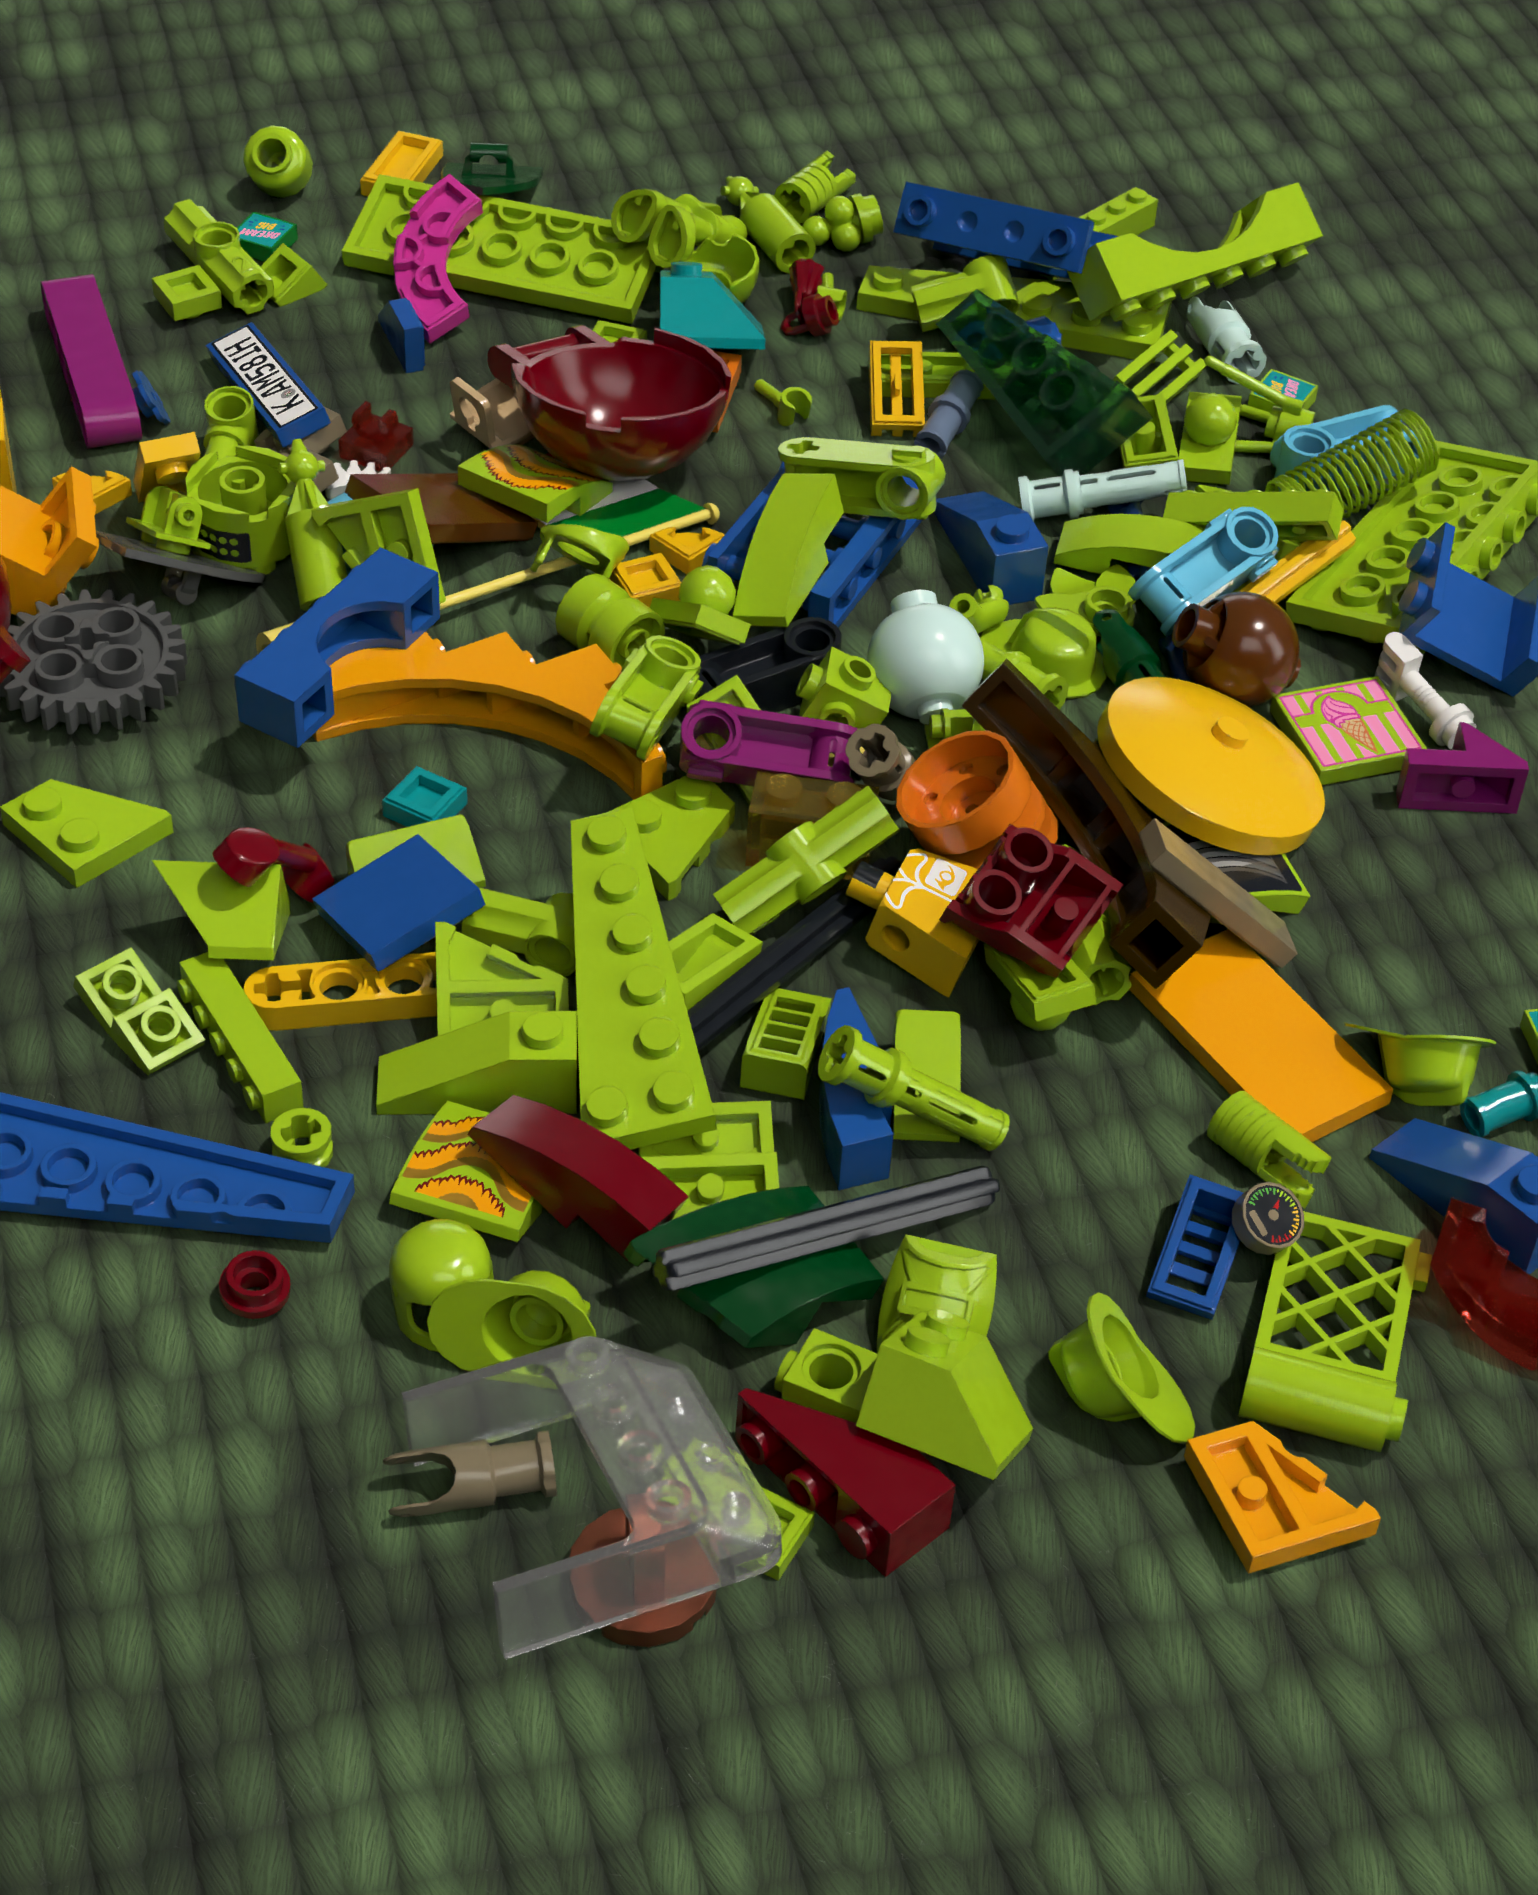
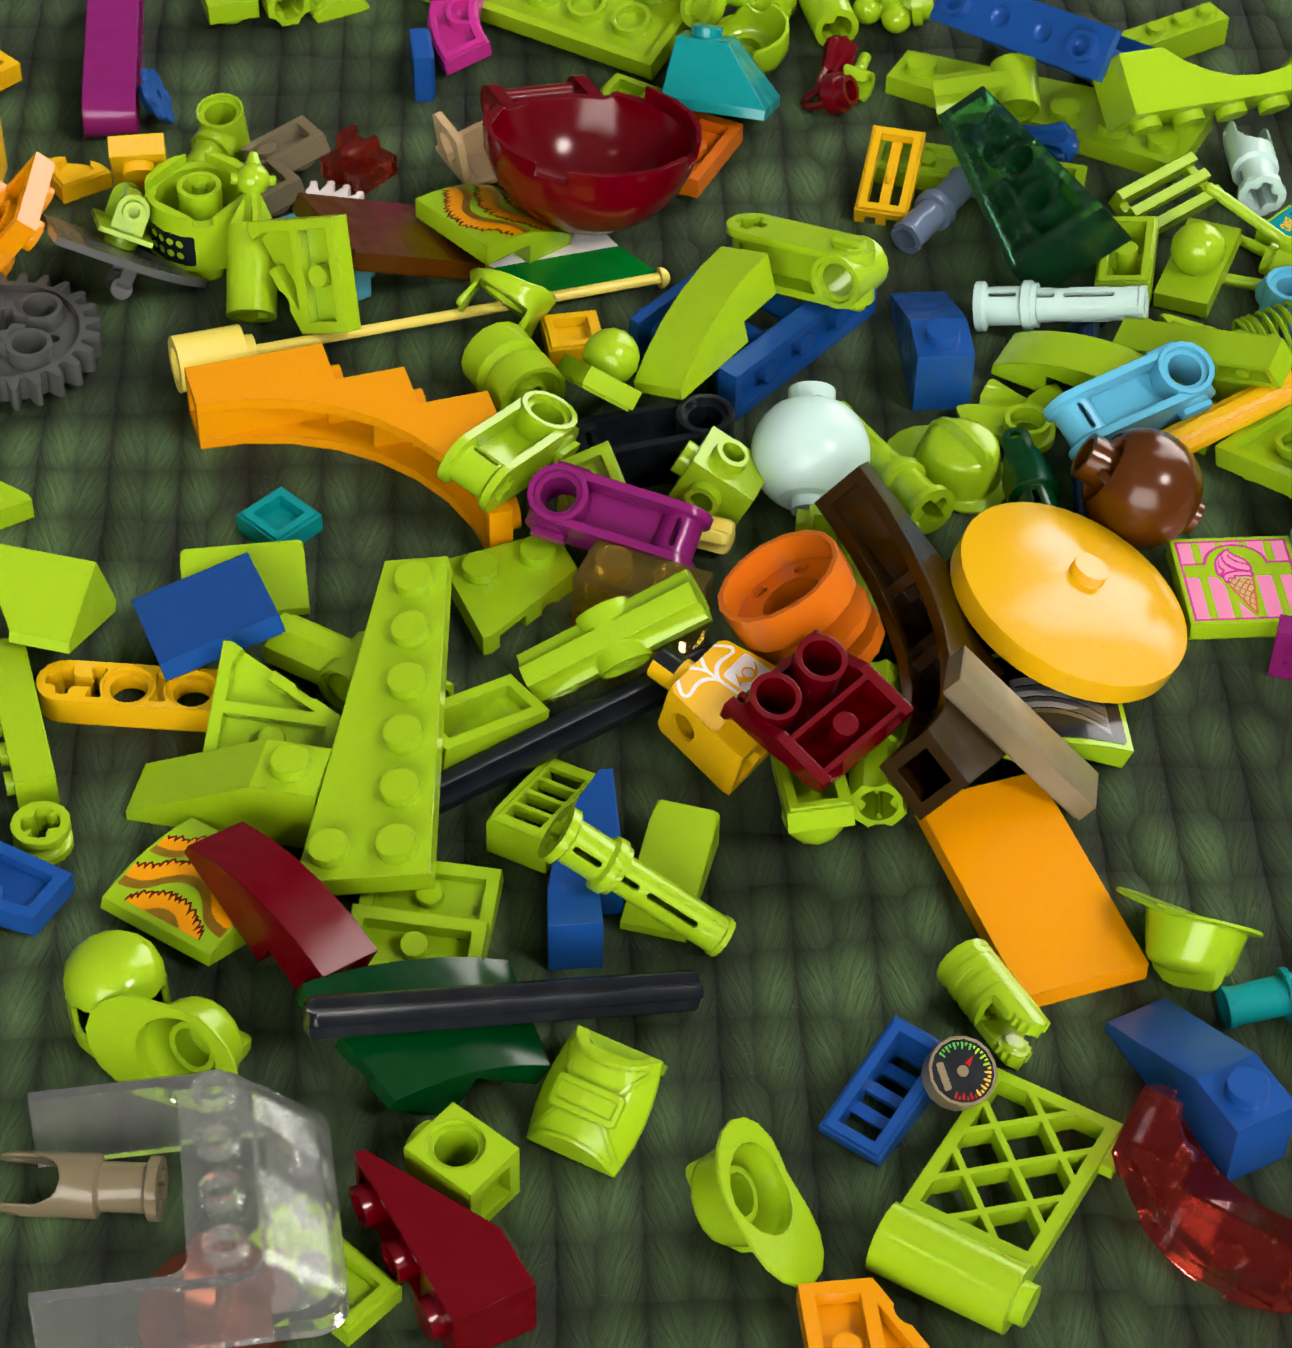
camera: 15 degrees right, 0 degrees up
(250, 853) = (64, 544): dark red bar -> none
(278, 393) = (269, 97): tile -> none
(377, 605) = (279, 324): blue arch -> none
(683, 549) = (618, 307): yellow tile -> none
(788, 402) = (777, 175): lime hand -> none
(879, 759) = (722, 548): dark tan piece -> none
(945, 1395) = (559, 1194): lime slope -> none
(982, 609) = (888, 418): lime arm -> none

